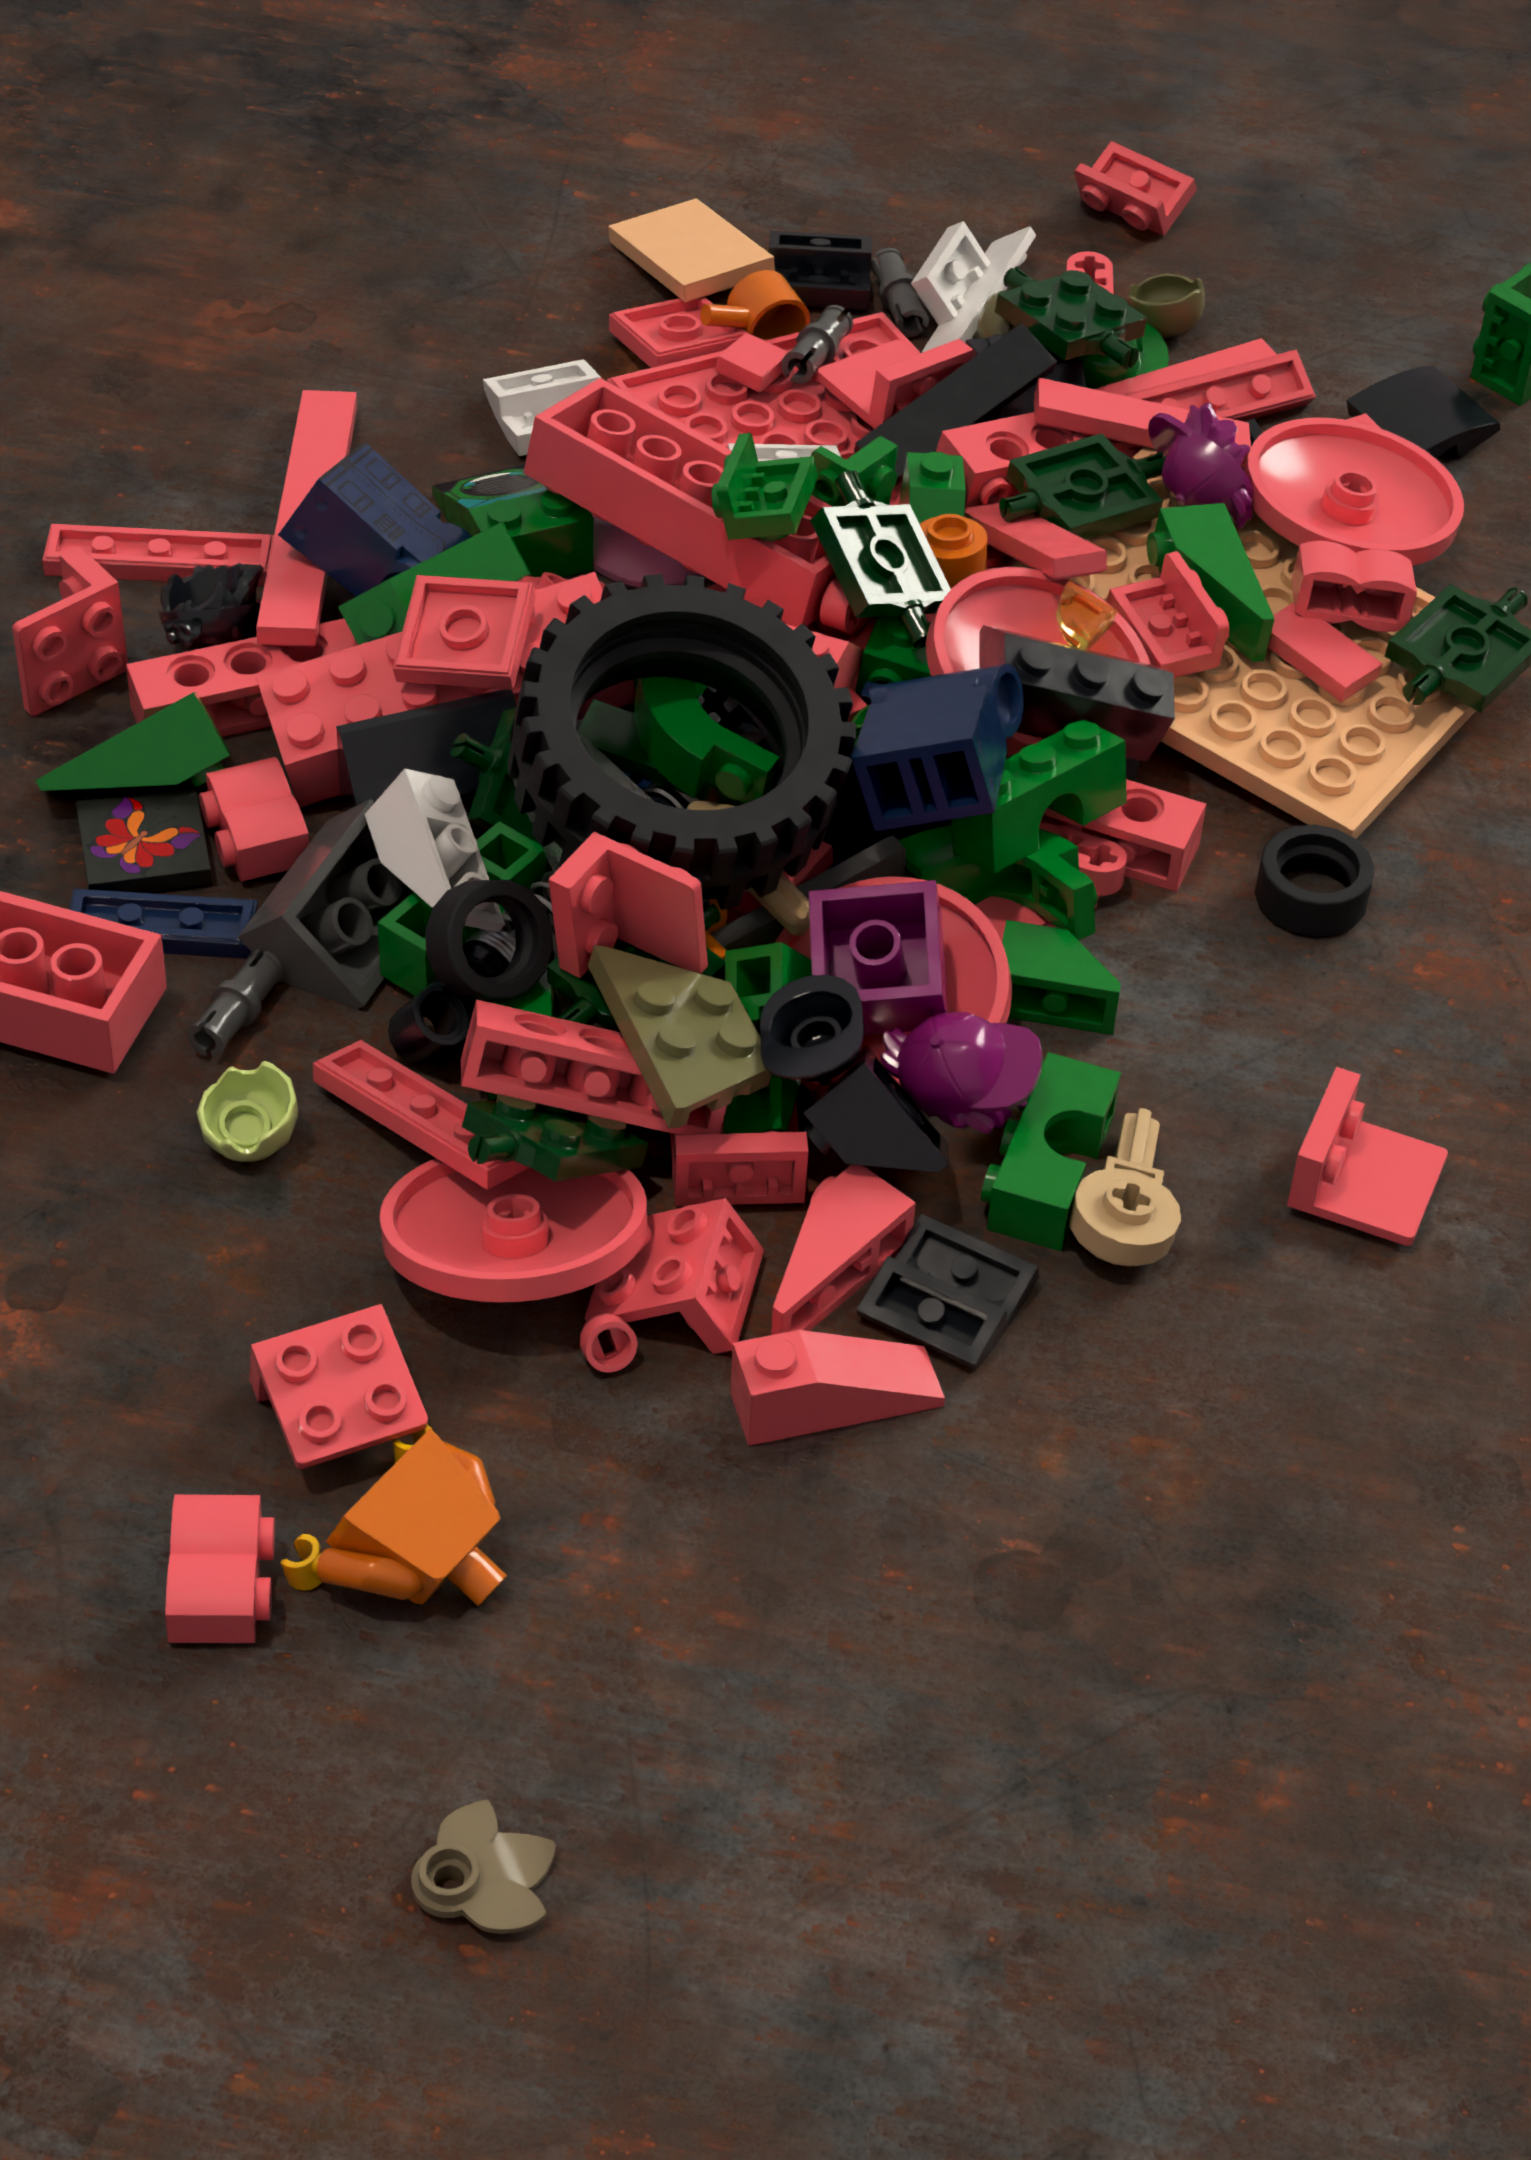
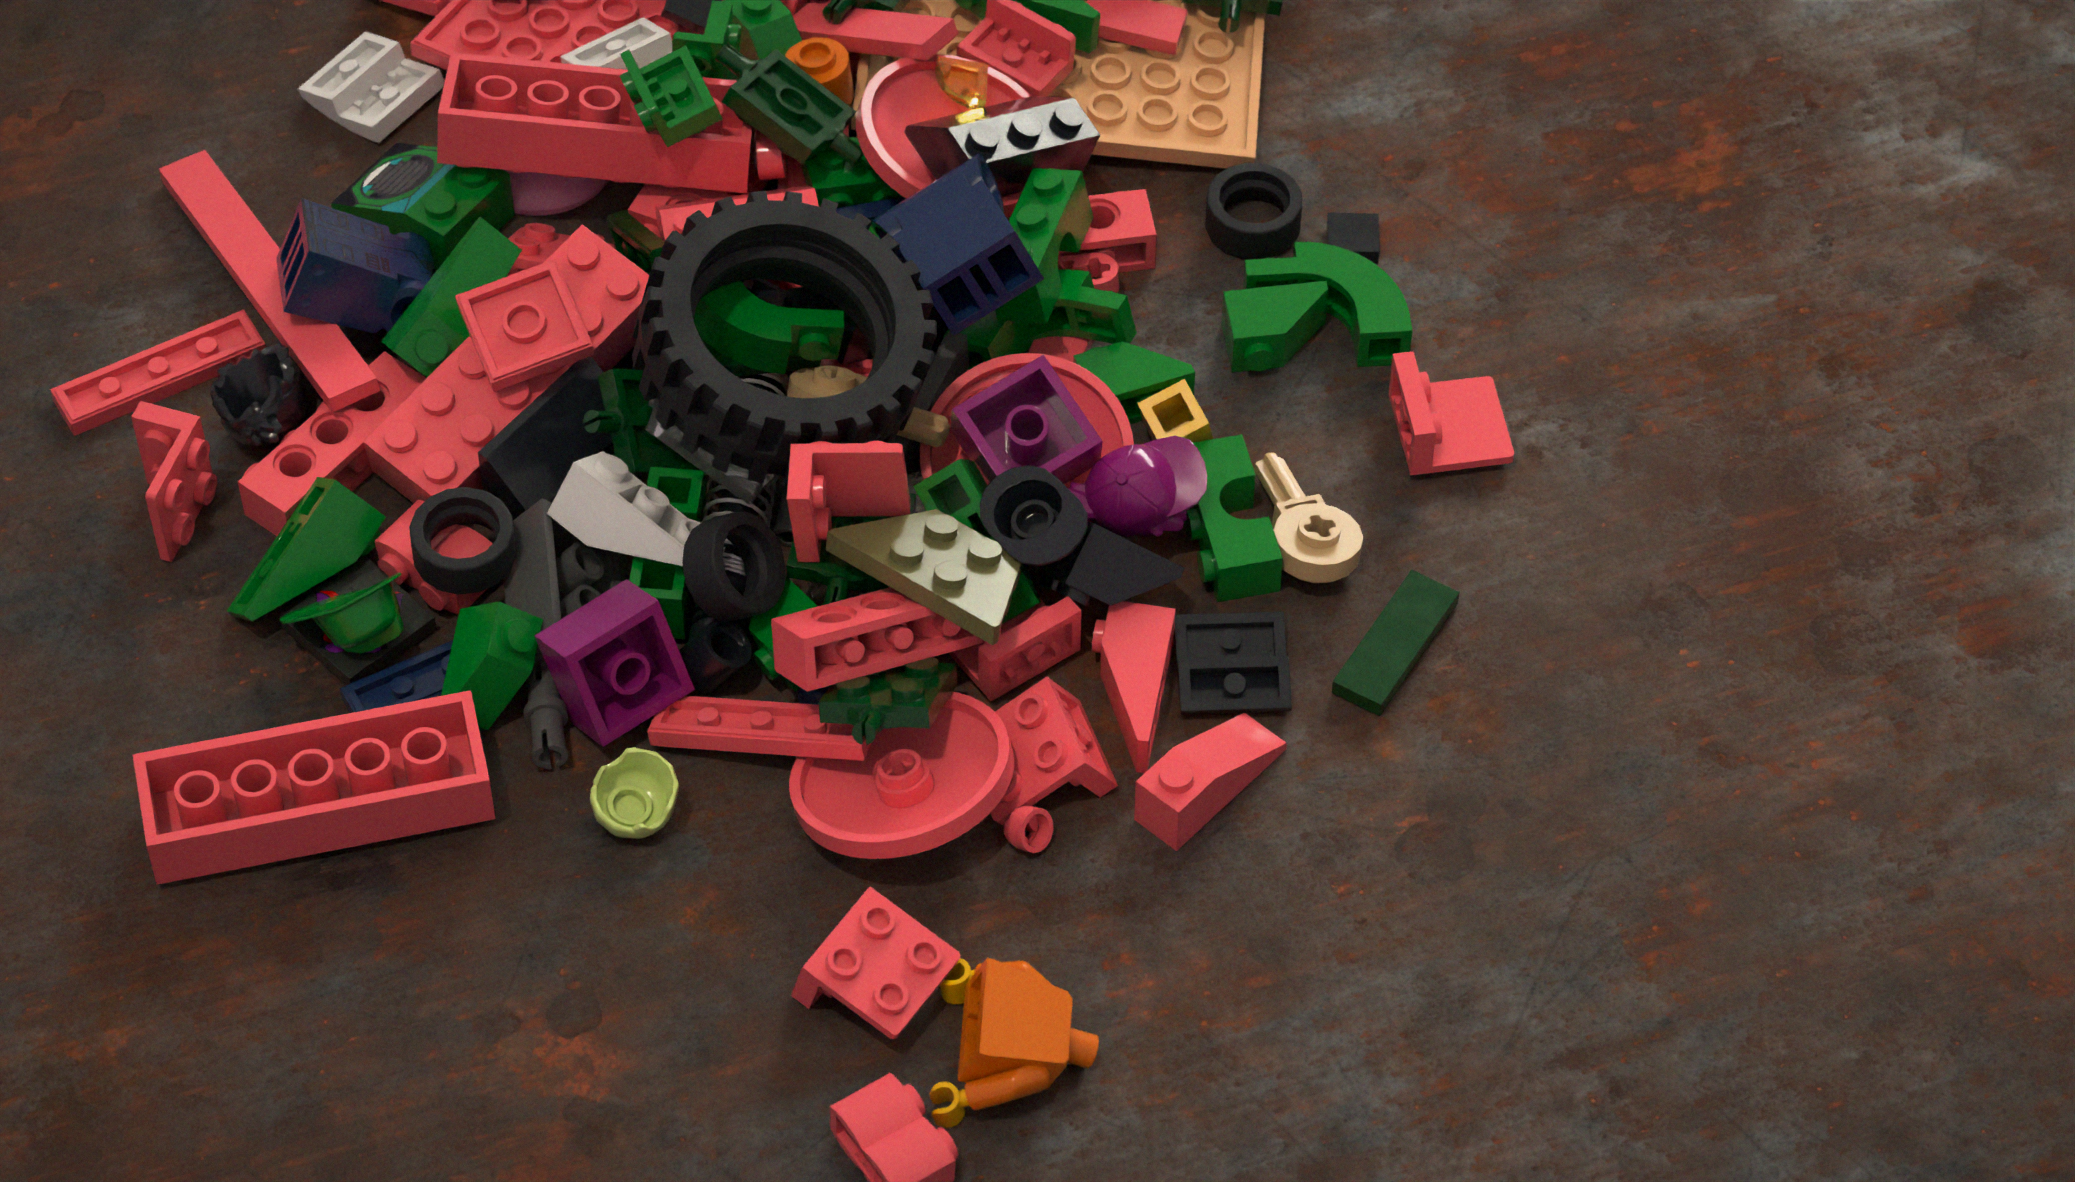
camera: 30 degrees left, 5 degrees up
(132, 829) = (358, 618): none -> green piece
(211, 922) = (491, 656): none -> green slope
(266, 836) = (461, 507): none -> black tyre
(318, 978) = (615, 662): none -> magenta brick
(1066, 1022) = (1175, 413): none -> yellow brick
(1140, 1358) = (1395, 642): none -> dark green tile
(1249, 991) = (1271, 323): none -> green slope
(1344, 982) = (1357, 296): none -> green arch
(1404, 954) = (1355, 233): none -> black tile

